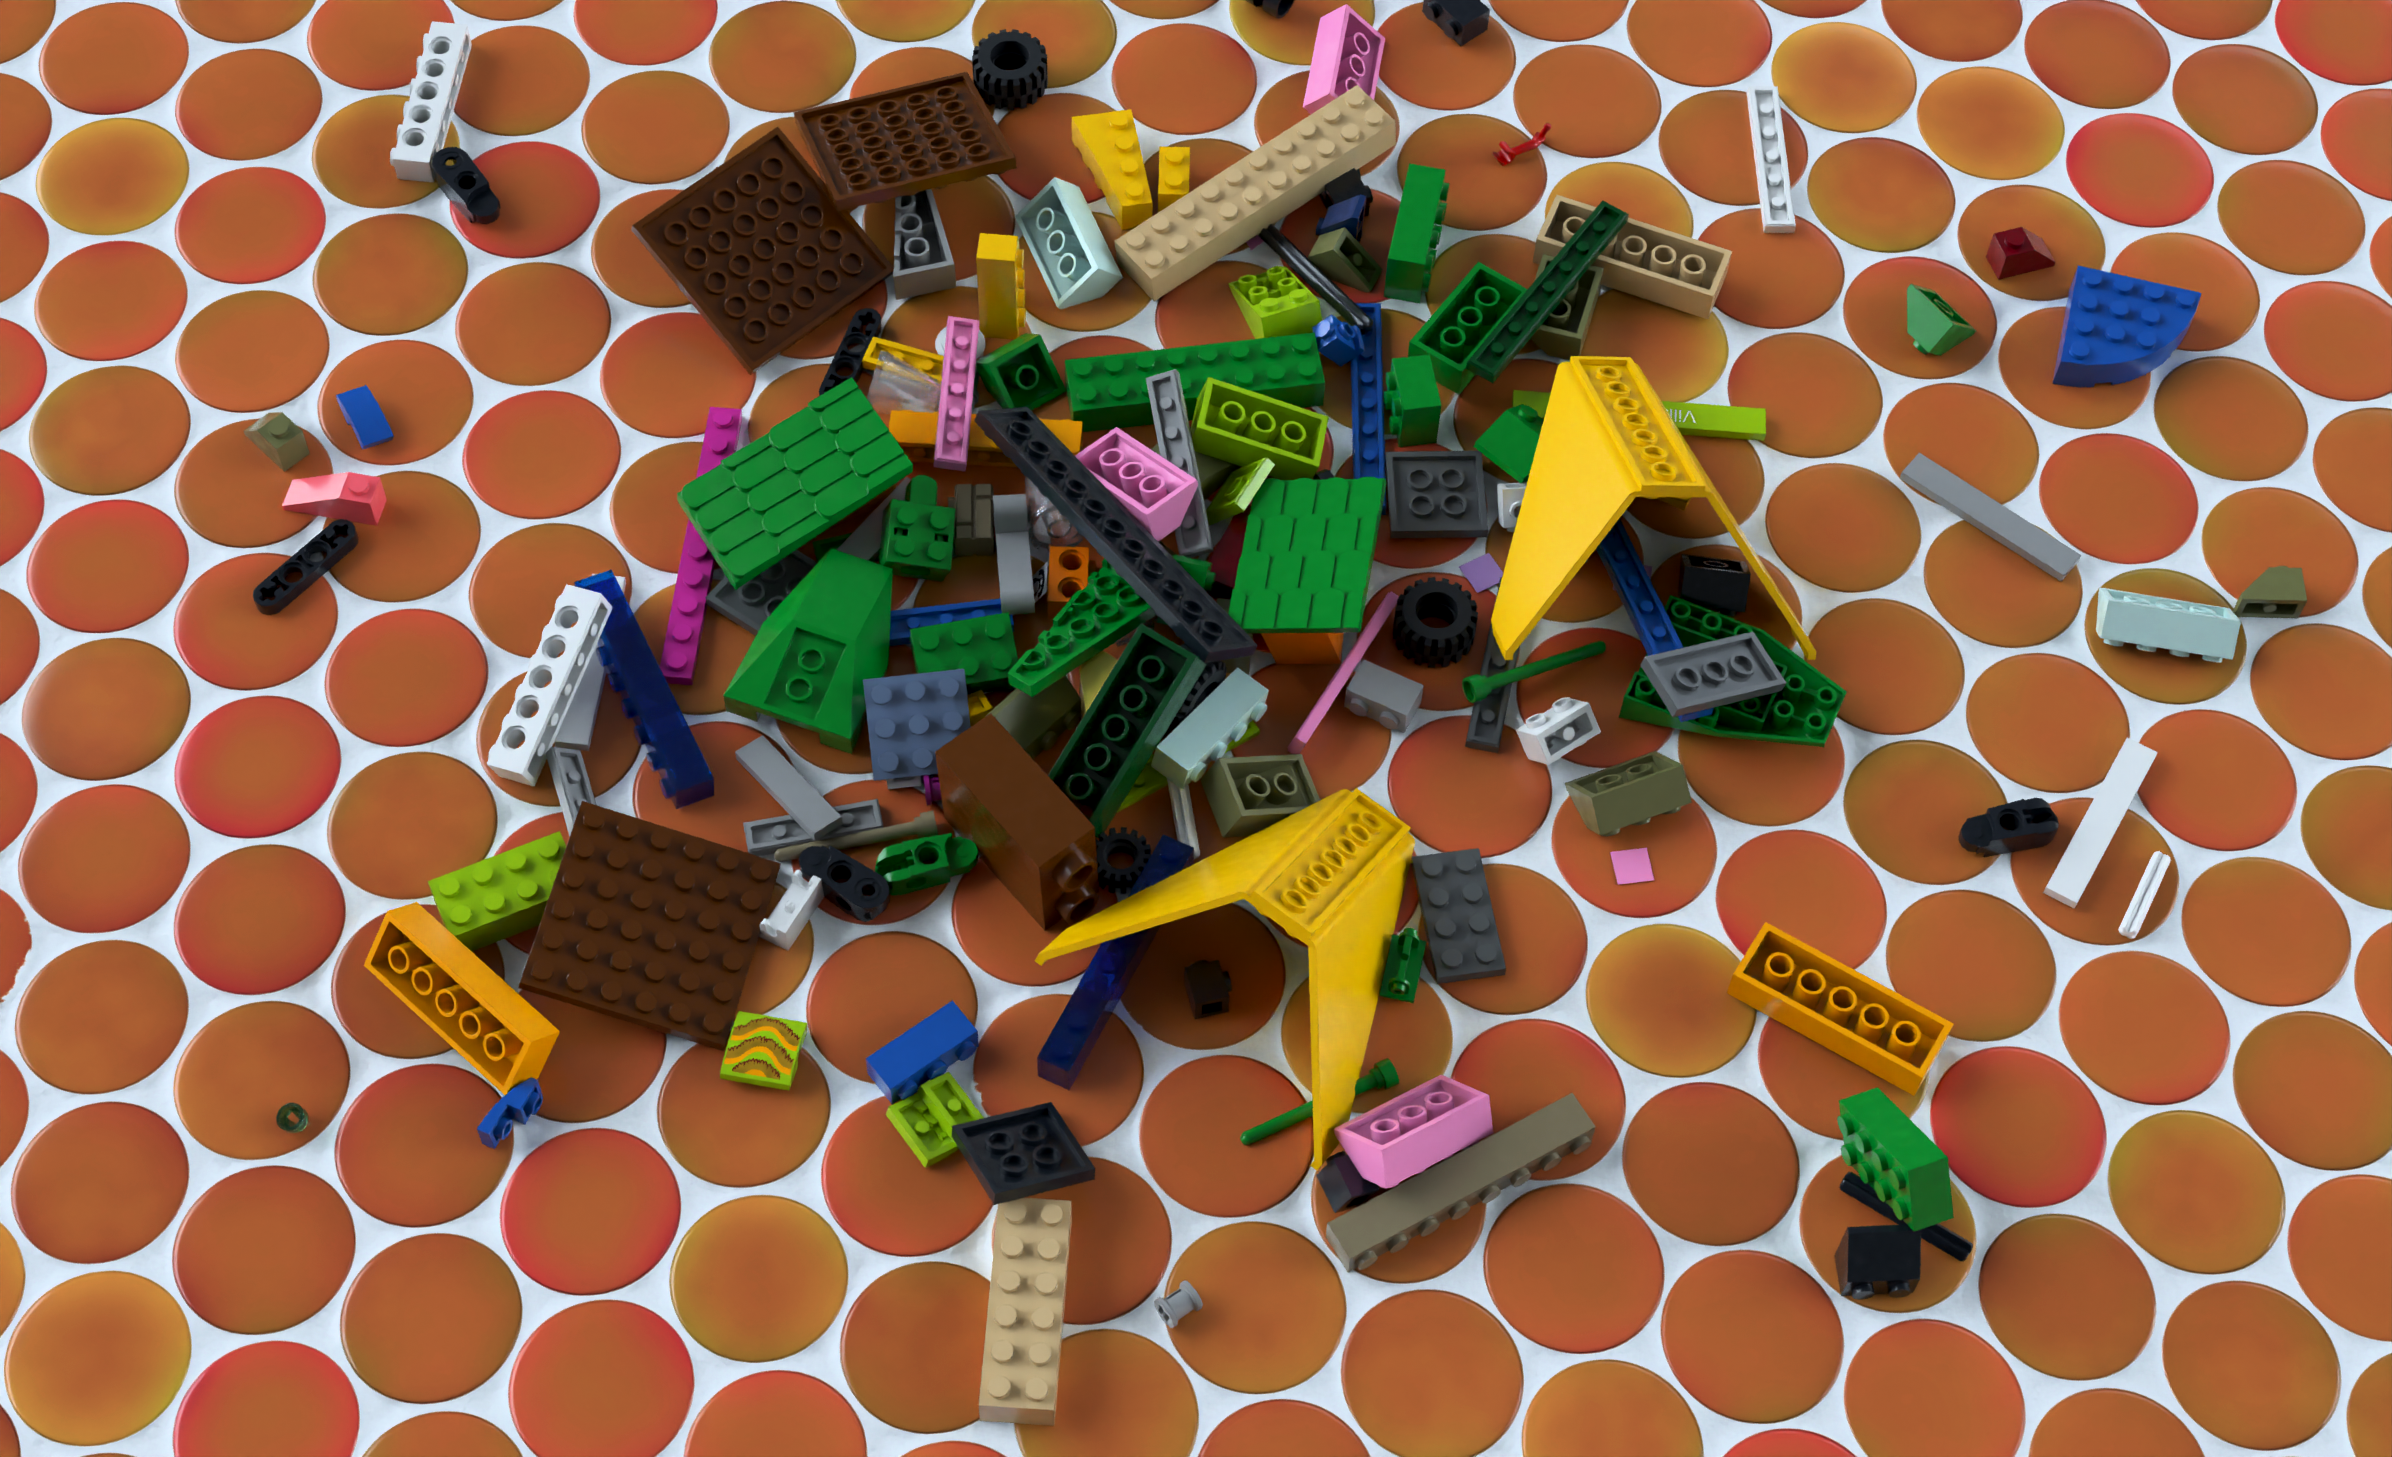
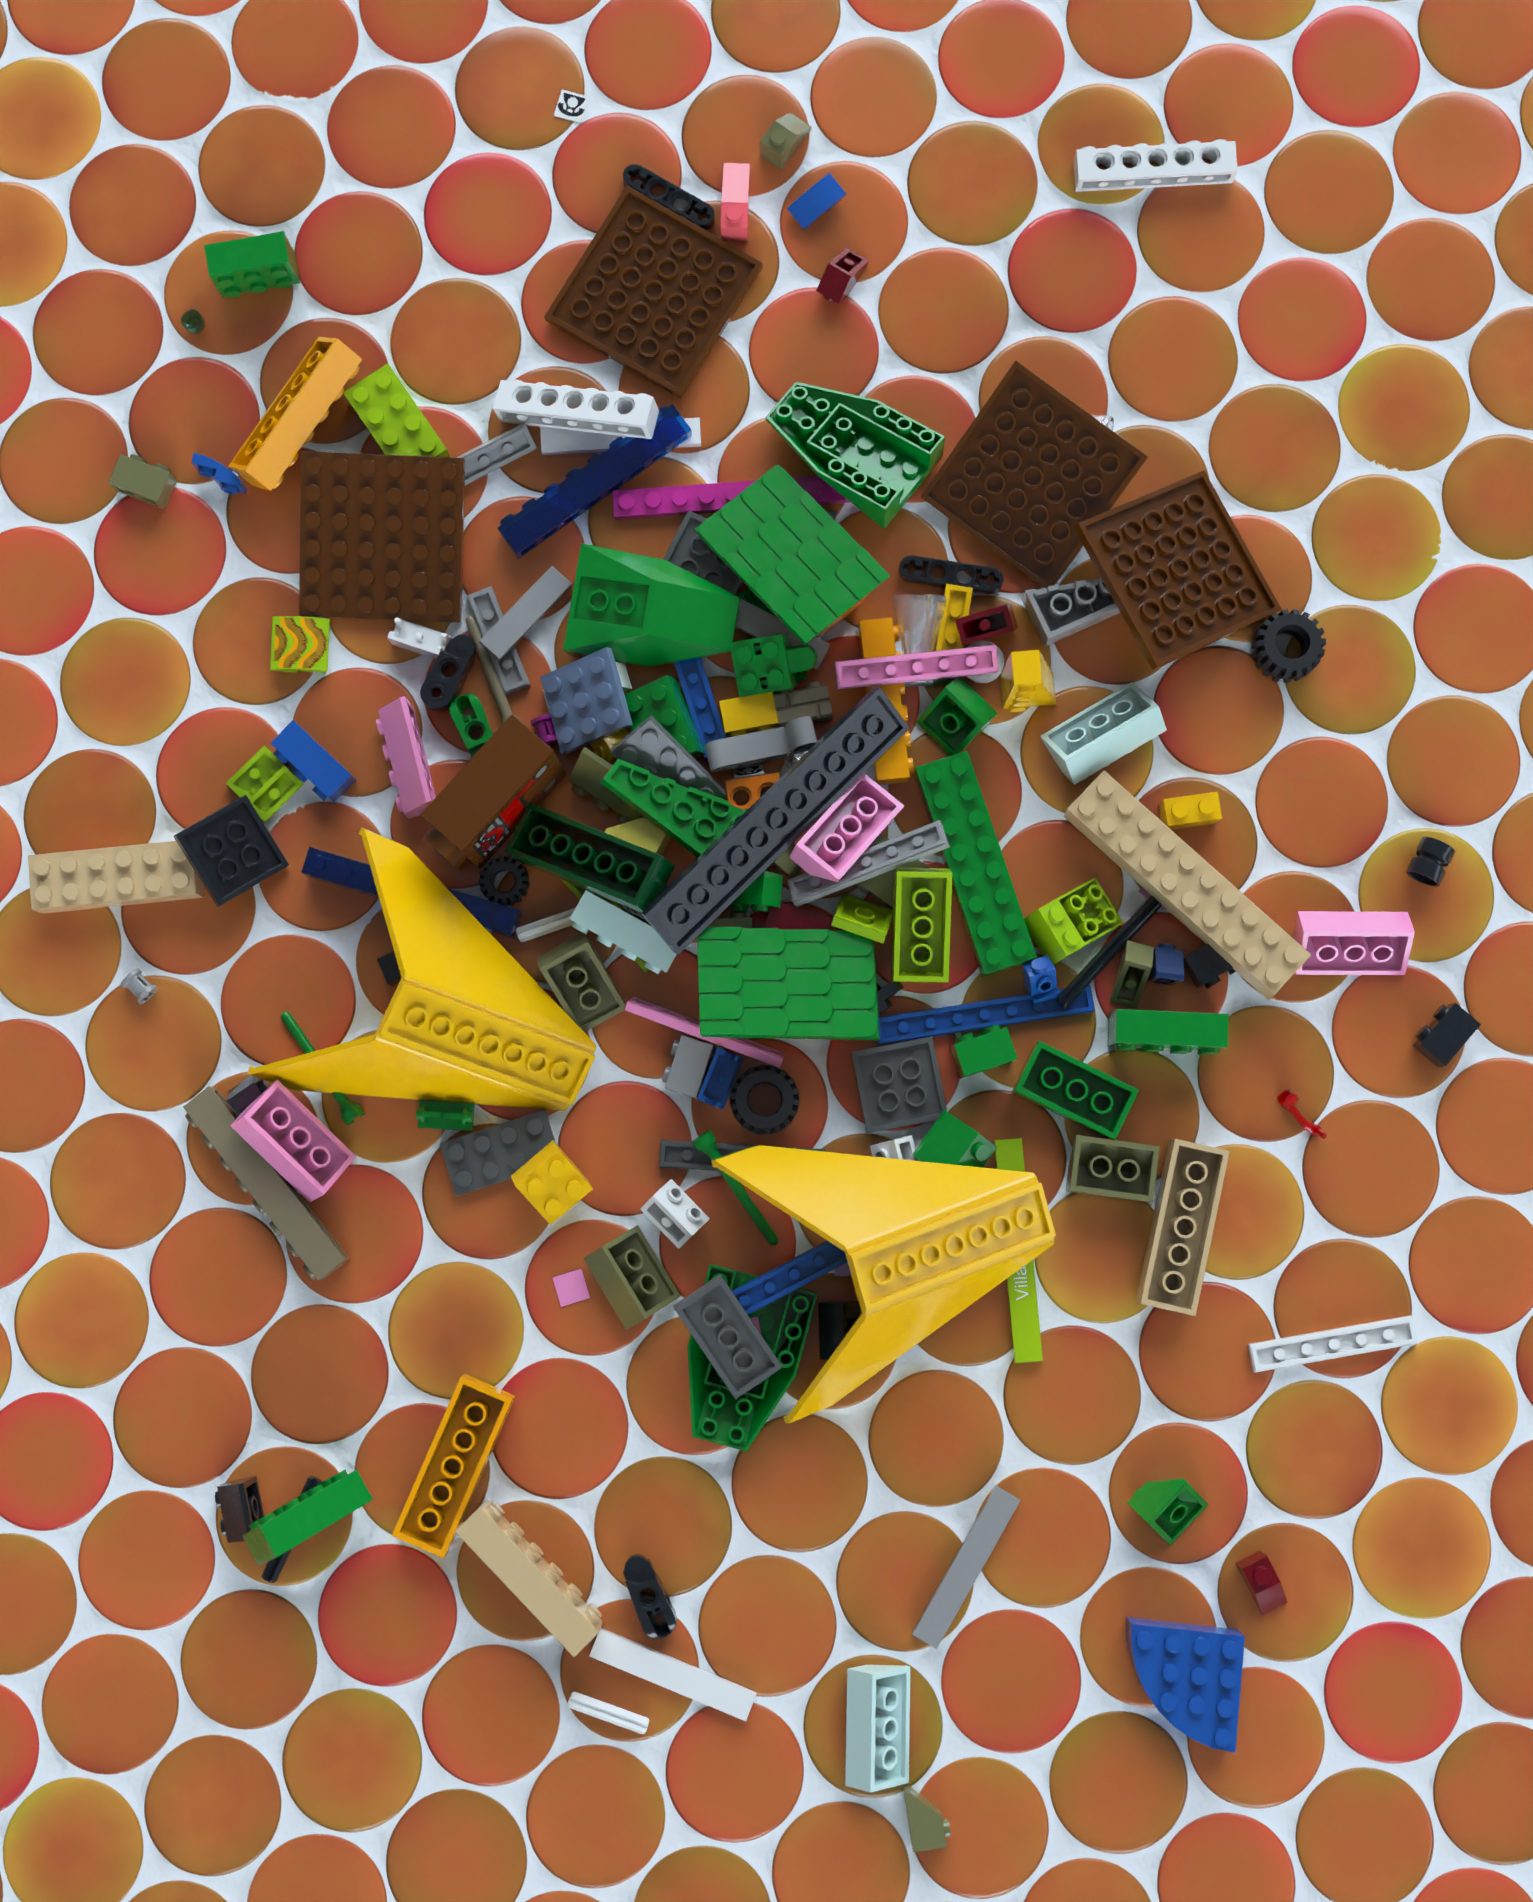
camera: 85 degrees right, 25 degrees up
(151, 655) = (571, 106): none -> sticker
(243, 1024) = (252, 264): none -> green brick
(420, 598) = (653, 292): none -> reddish brown plate
(465, 186) = (1052, 233): black piece -> none
(465, 405) = (841, 275): none -> dark red slope
(493, 1207) = (143, 480): none -> olive brick
(676, 410) = (858, 446): none -> green wedge
(919, 323) = (986, 624): none -> dark red slope
(944, 934) = (407, 757): none -> bright pink slope
(972, 570) = (748, 714): none -> yellow brick
(1001, 644) = (660, 753): none -> dark grey plate
(1115, 159) = (1205, 756): yellow wedge -> none
(1403, 666) = (720, 1078): none -> blue hinge
(1482, 572) = (833, 1134): lavender sticker -> none
(1504, 851) = (551, 1182): none -> yellow brick
(1547, 292) = (1116, 1155): dark green tile -> none
(1984, 936) = (531, 1577): none -> tan brick

